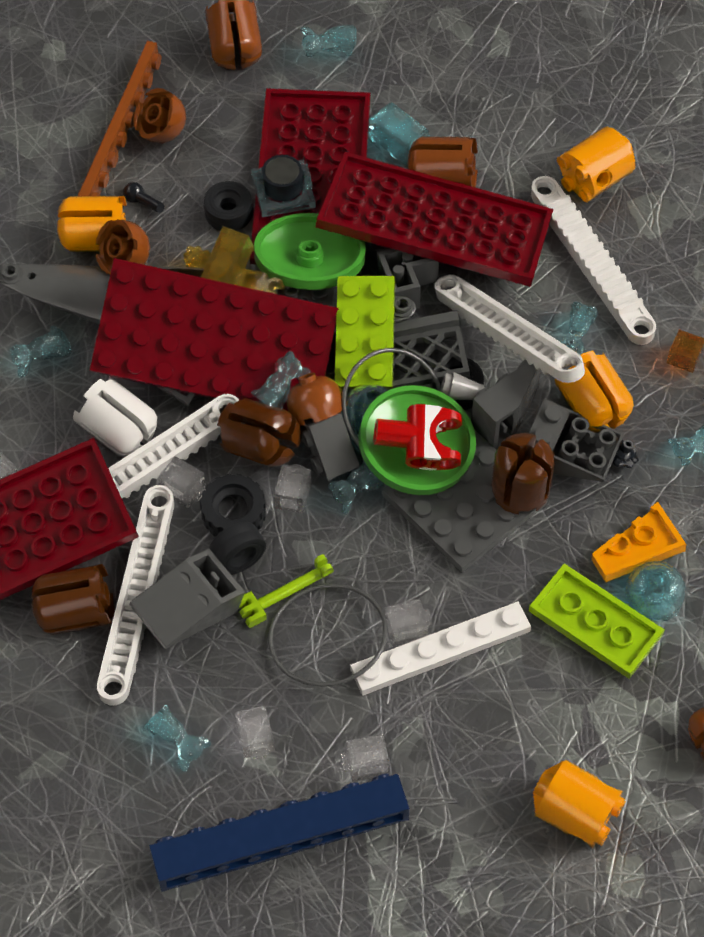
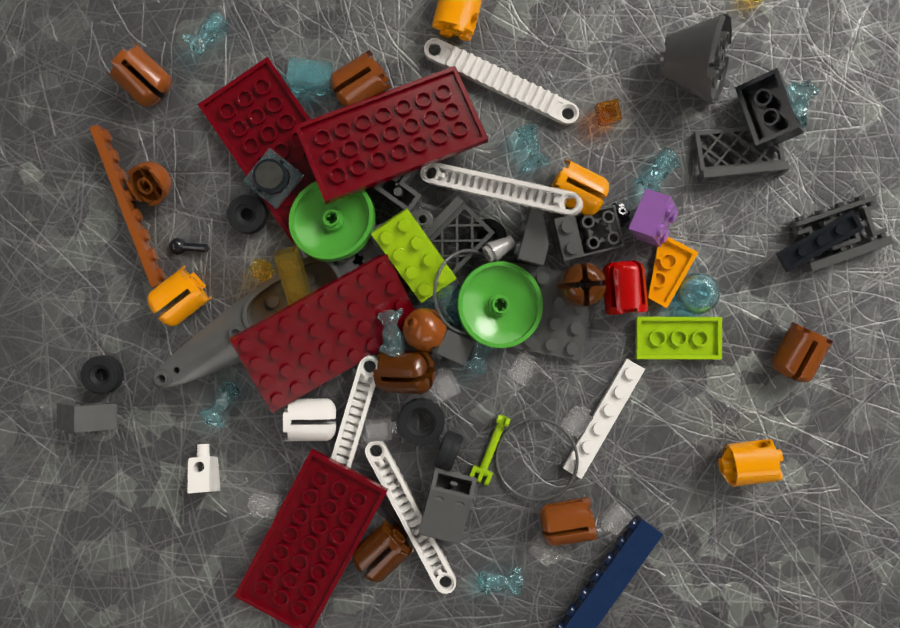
camera: 35 degrees left, 30 degrees up
(122, 241) = (217, 310): dark orange cylinder -> none
(258, 281) = (320, 274): clear yellow plate -> none
(303, 729) = (568, 522): none -> dark orange cylinder
(389, 529) = (522, 368): none -> clear brick
(420, 438) = (504, 309): red connector -> none
(570, 520) = (625, 287): none -> red cylinder
(657, 470) = (654, 218): none -> medium lavender brick

